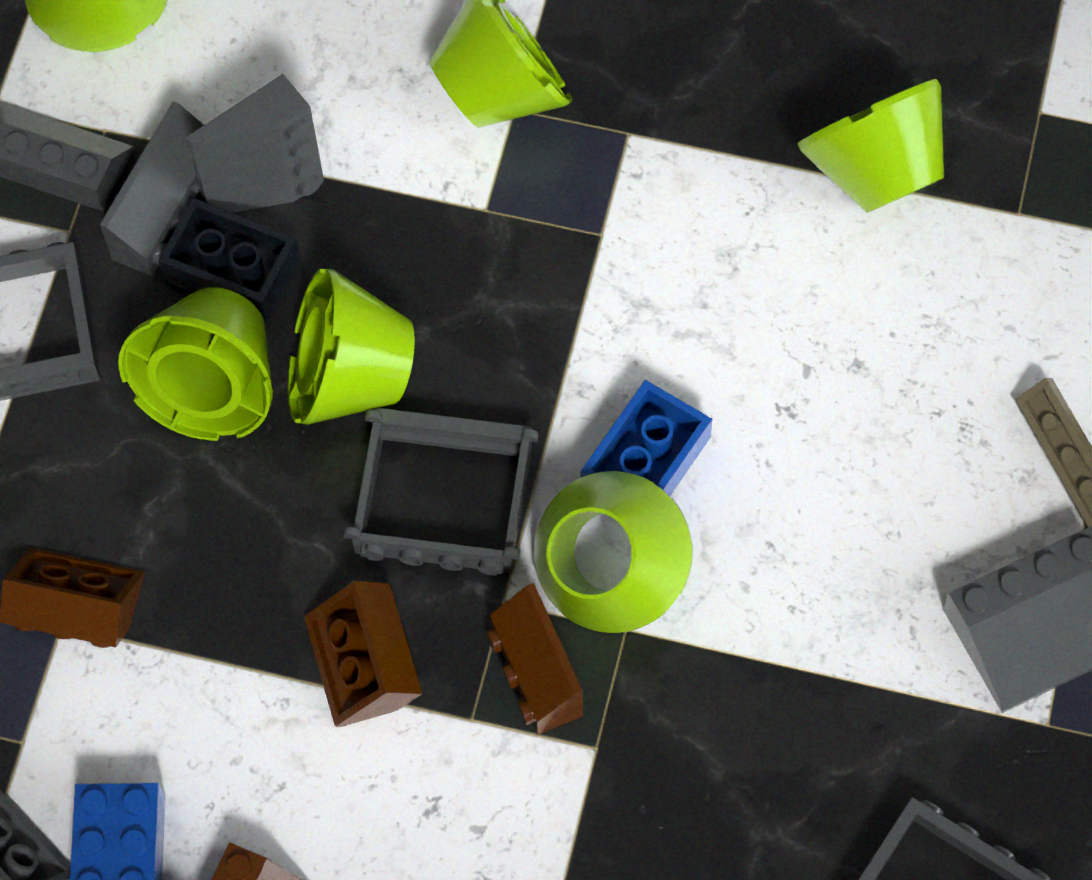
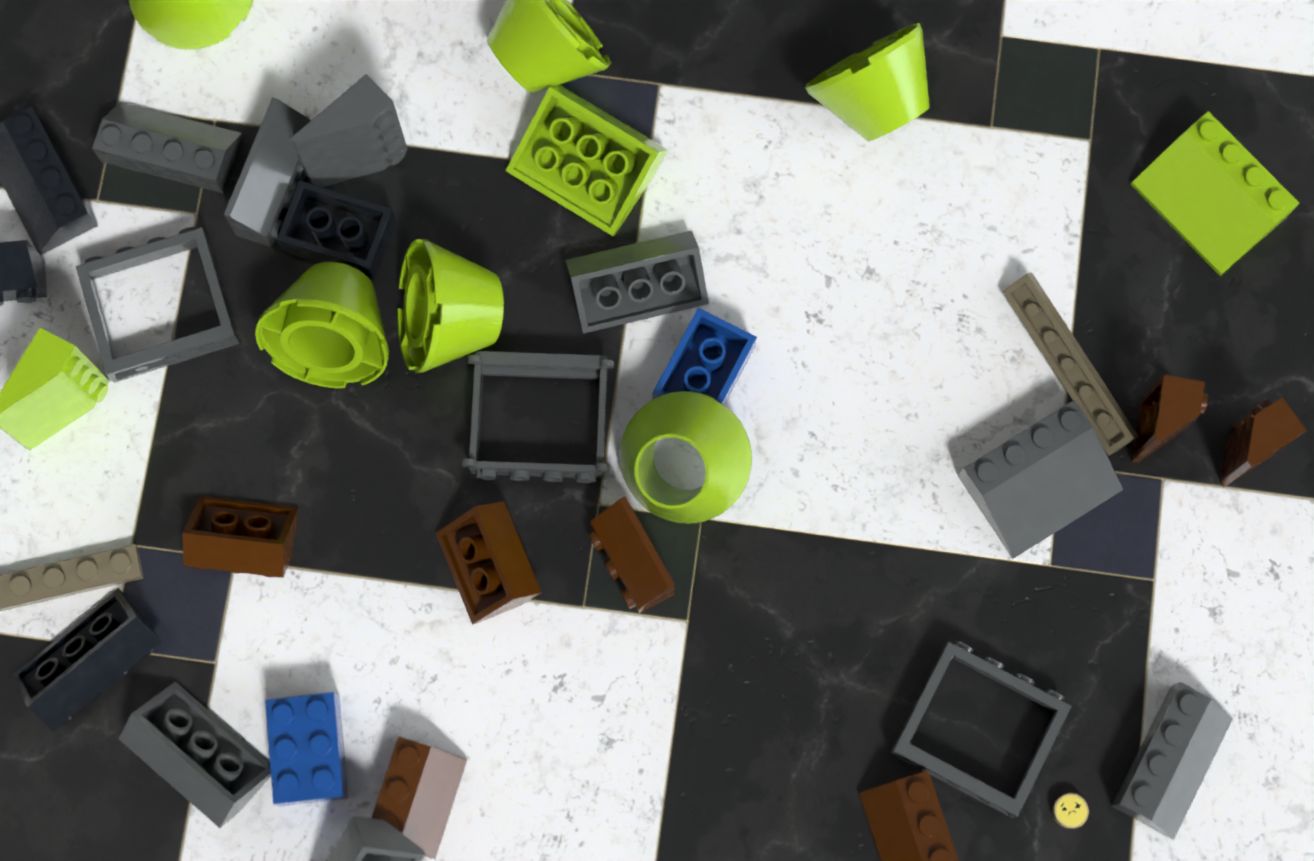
camera: 10 degrees left, 10 degrees up
(531, 207) = (585, 159): none -> lime slope
(577, 349) = (637, 281): none -> dark grey slope

